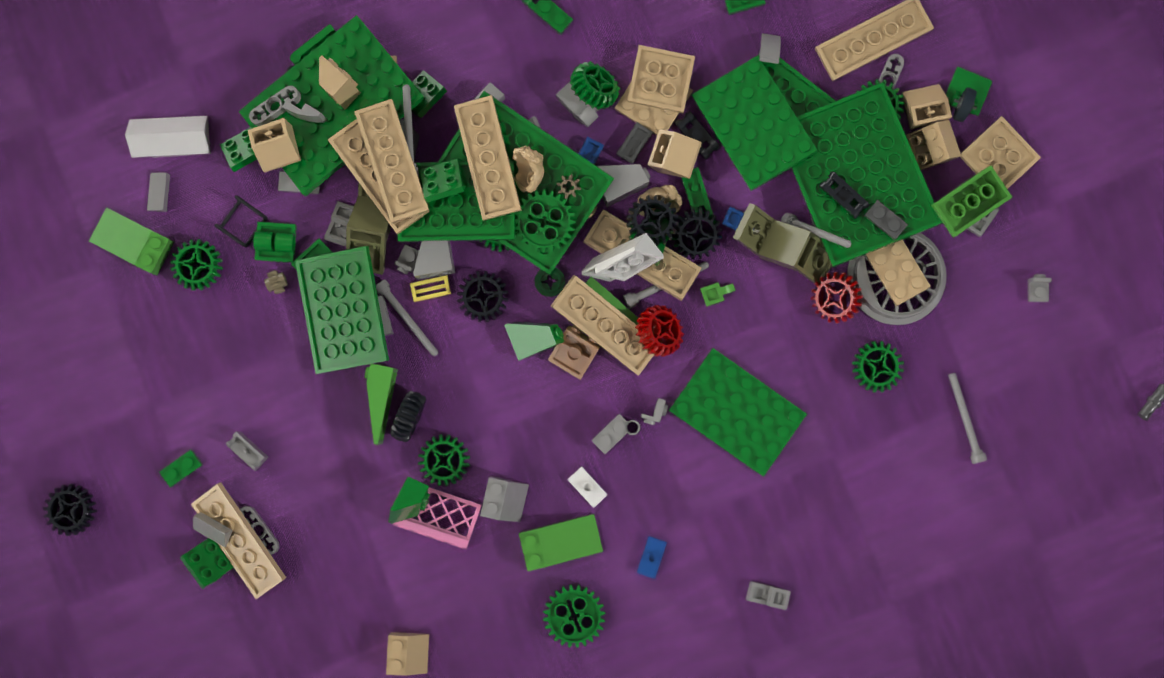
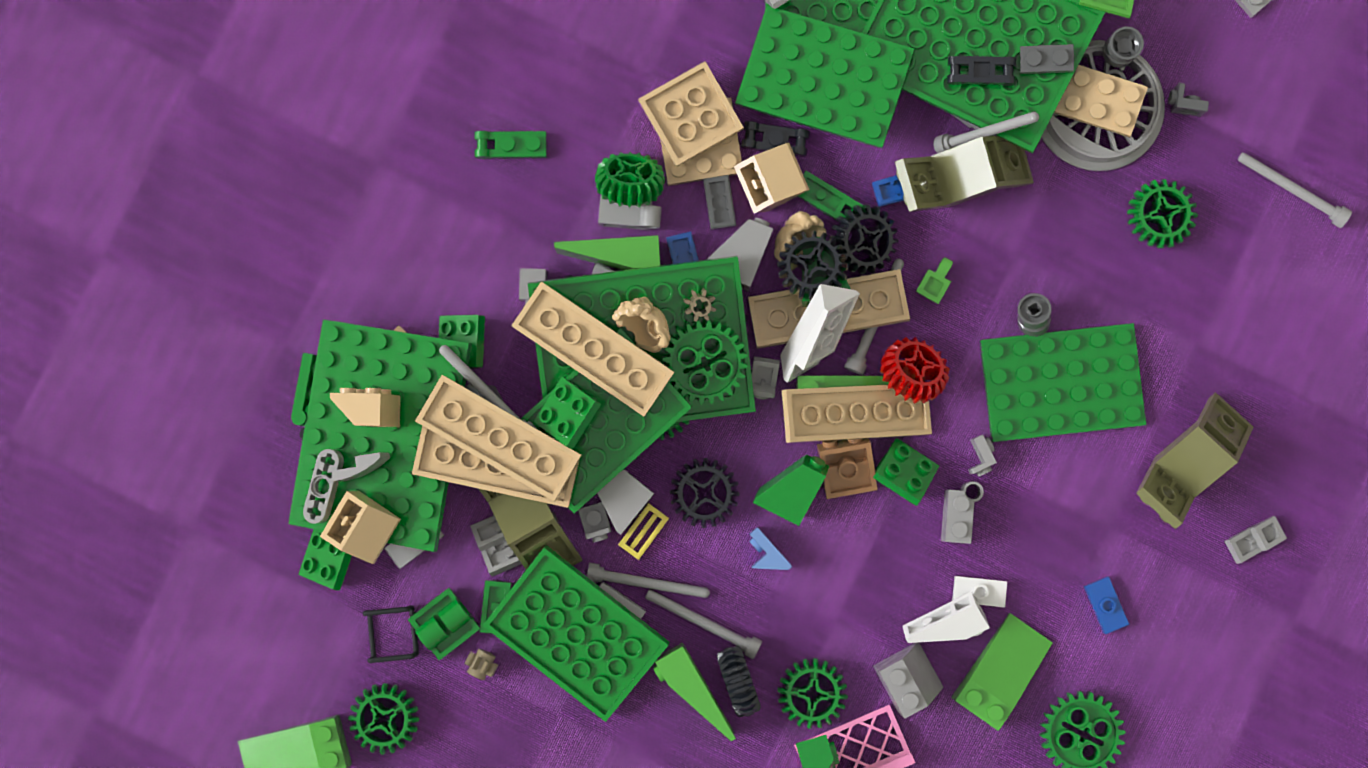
camera: 45 degrees left, 0 degrees up
(158, 192) = (278, 678): light grey slope -> none
(168, 136) = (238, 612): white slope -> none
(432, 402) = (748, 645): none -> light grey piece
(488, 366) = (773, 558): none -> medium blue slope
(543, 288) = (759, 430): dark green gear -> none
(551, 119) = (614, 252): none -> bright green slope
(557, 489) = (952, 621): none -> white slope
(572, 262) = (764, 377): none -> light grey bracket
(604, 383) = (905, 471): none -> green plate
(754, 359) = (1034, 314): none -> dark grey wheel
(771, 519) = (1195, 460): none -> olive bracket
(831, 291) = (1072, 183): red gear -> none
(936, 252) = (1123, 46): none -> dark grey wheel
(947, 319) = (1189, 105): none -> dark grey bracket

